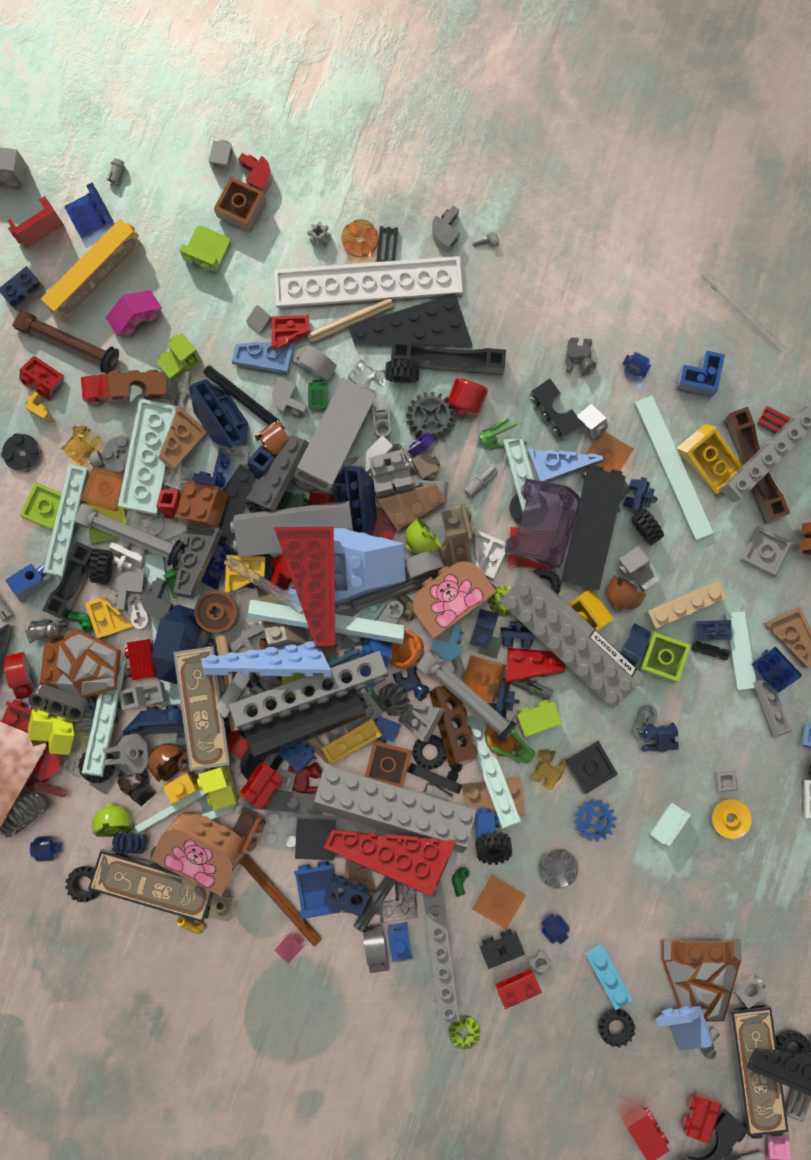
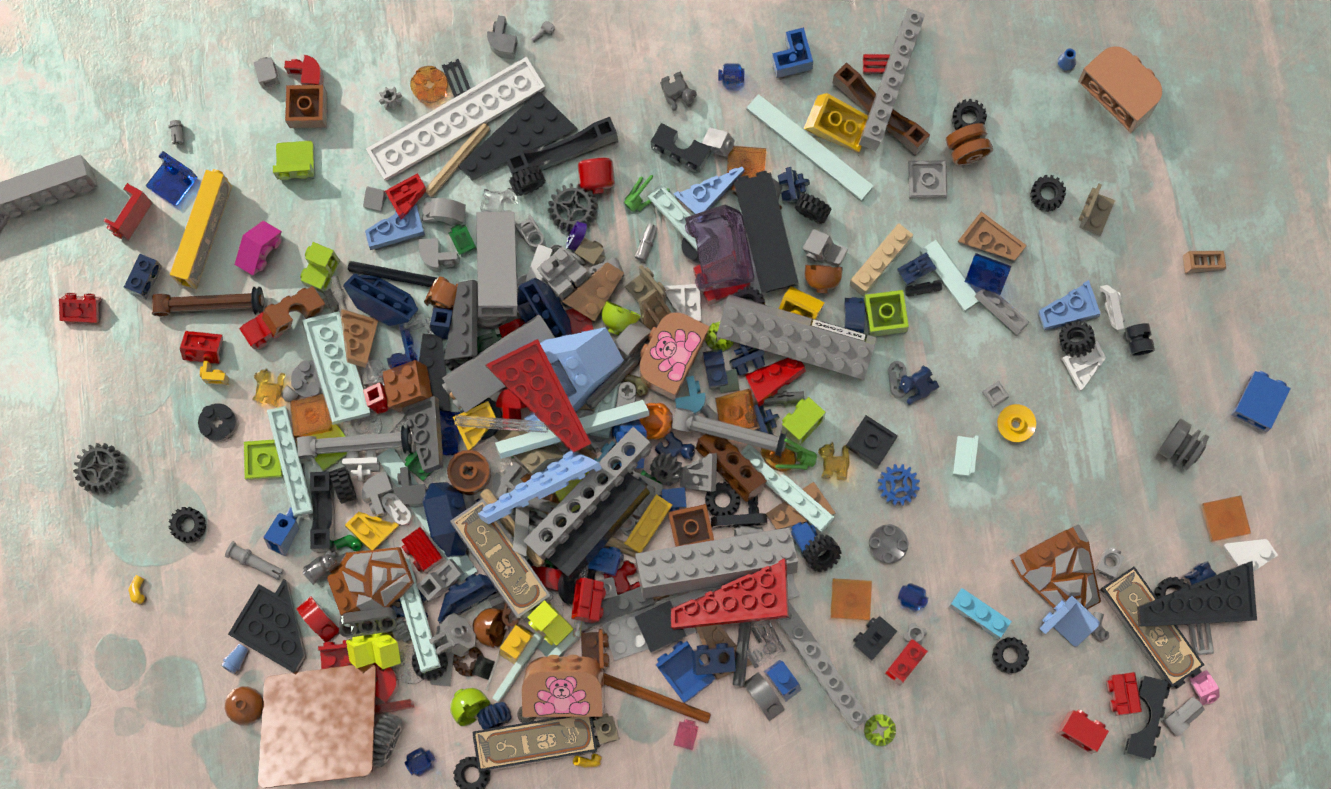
camera: 25 degrees left, 5 degrees down
(458, 880) = (805, 599): green arm -> none

